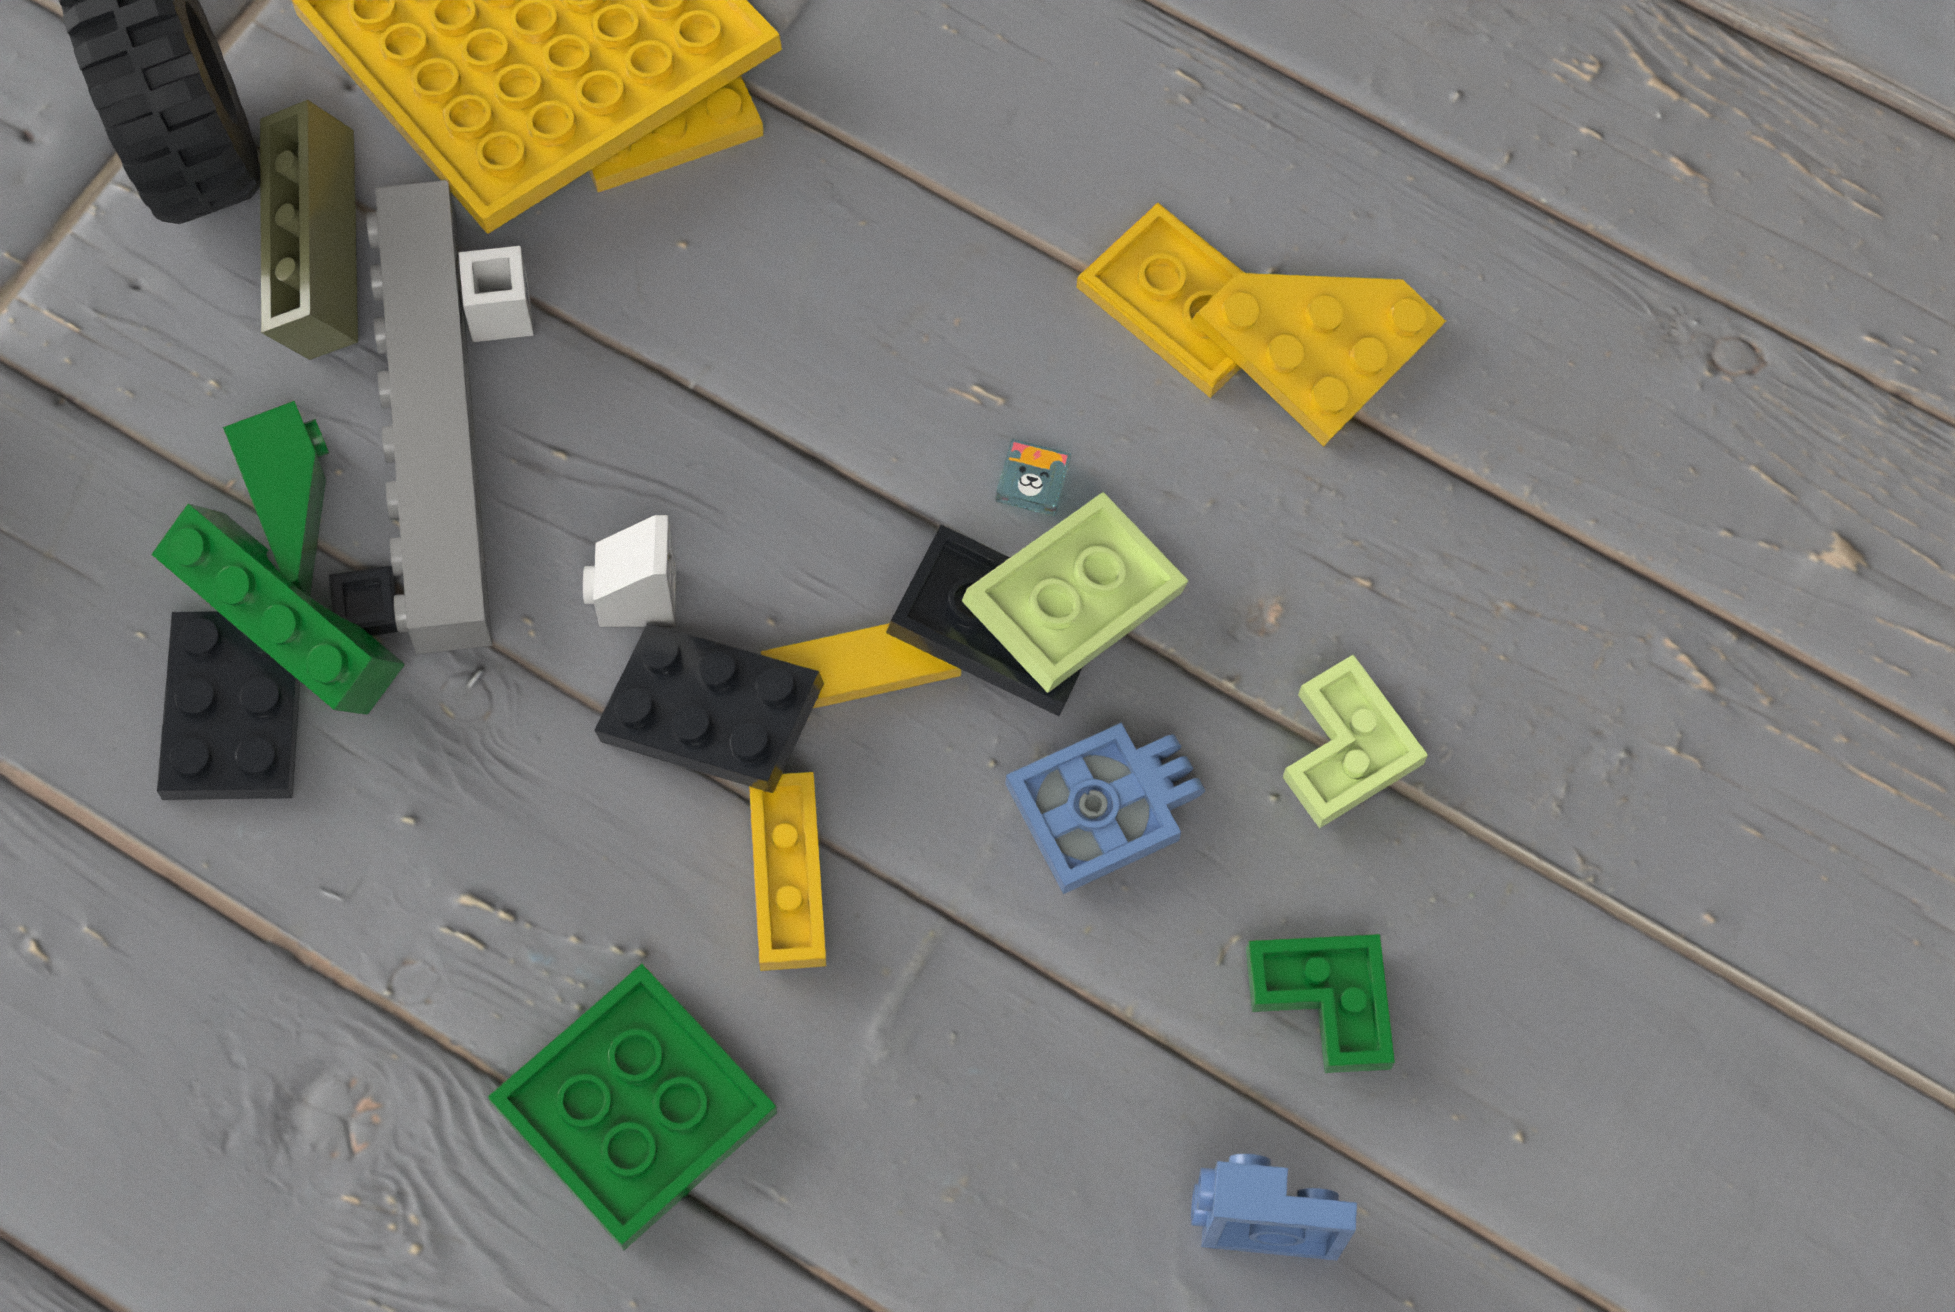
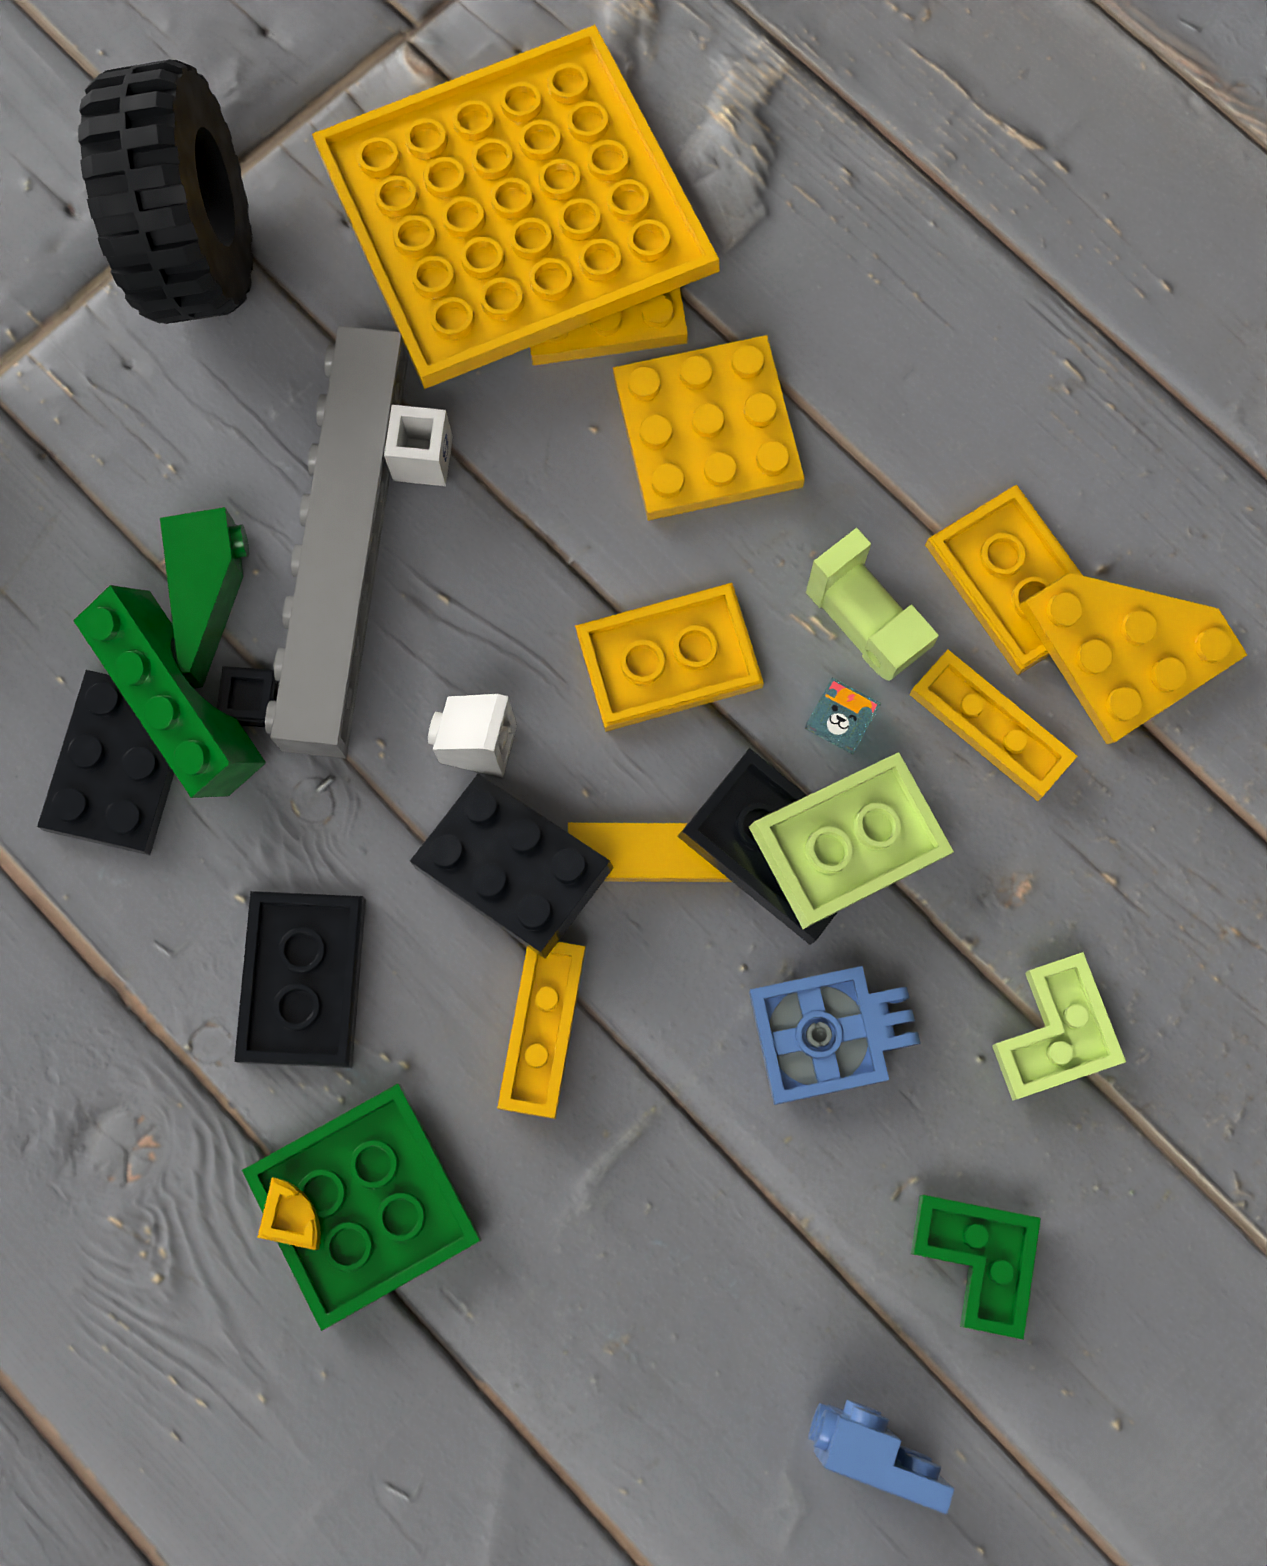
camera: 20 degrees right, 10 degrees up
(308, 230) = (274, 351): olive brick -> none
(500, 888) = (300, 980): none -> black tile
(556, 1130) = (290, 1217): none -> yellow tile
(808, 215) = (708, 427): none -> yellow plate
(827, 459) = (669, 657): none -> yellow tile
(1027, 361) = (865, 610): none -> yellowish green piece
(1196, 449) = (993, 725): none -> yellow plate

